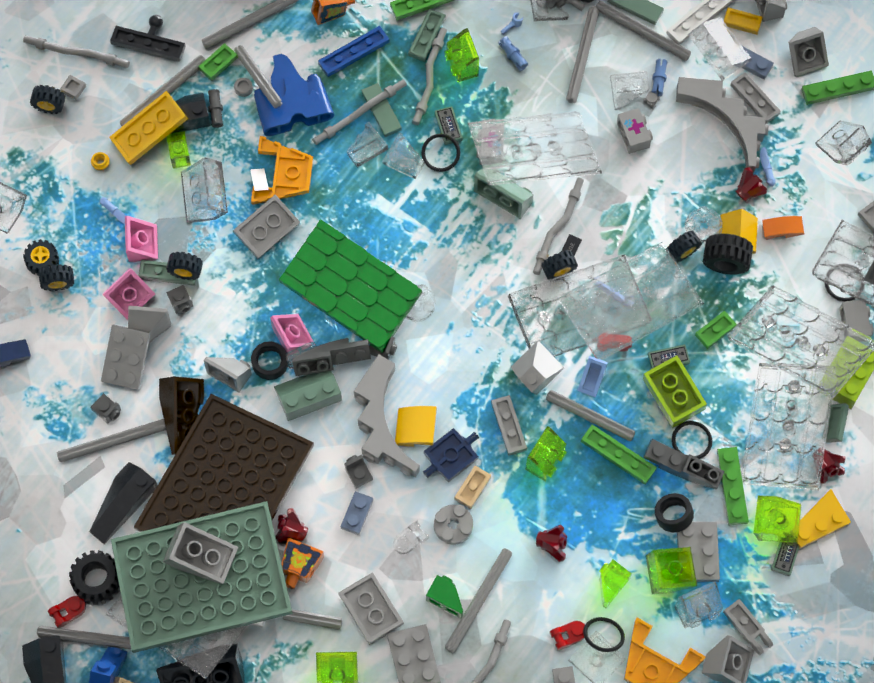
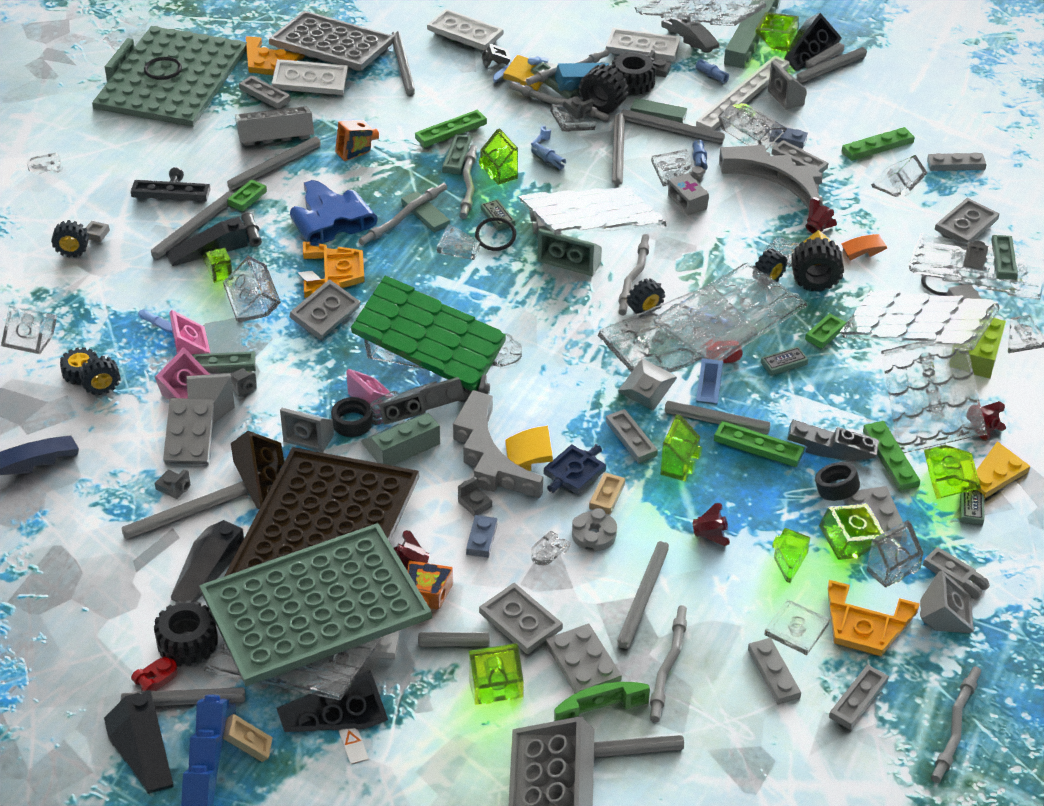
camera: 10 degrees left, 25 degrees down
(97, 157) = (133, 283): yellow plate -> none
(110, 59) = (132, 206): light grey bar -> none
(148, 128) = (182, 246): yellow plate -> none
(184, 265) = (242, 343): black wheel -> none
(200, 553) = (309, 573): light grey slope -> none
(243, 87) = (277, 212): light grey tile -> none
(258, 77) = (292, 196): light grey axle -> none
(353, 51) = (386, 172): blue plate -> none
(366, 146) = (417, 238): clear wing -> none
(445, 596) = (605, 594): green slope -> none
(574, 632) = (762, 606): red plate -> none
(609, 621) = (795, 609): black tyre -> none
(674, 391) = (801, 379): lime brick -> none
(697, 424) = (812, 421): black tyre -> none
(742, 21) = (770, 109): yellow tile -> none
(767, 167) = (827, 202): light blue piece -> none
(808, 51) = (840, 119): light grey slope -> none
(837, 422) = (983, 384): sand green plate -> none

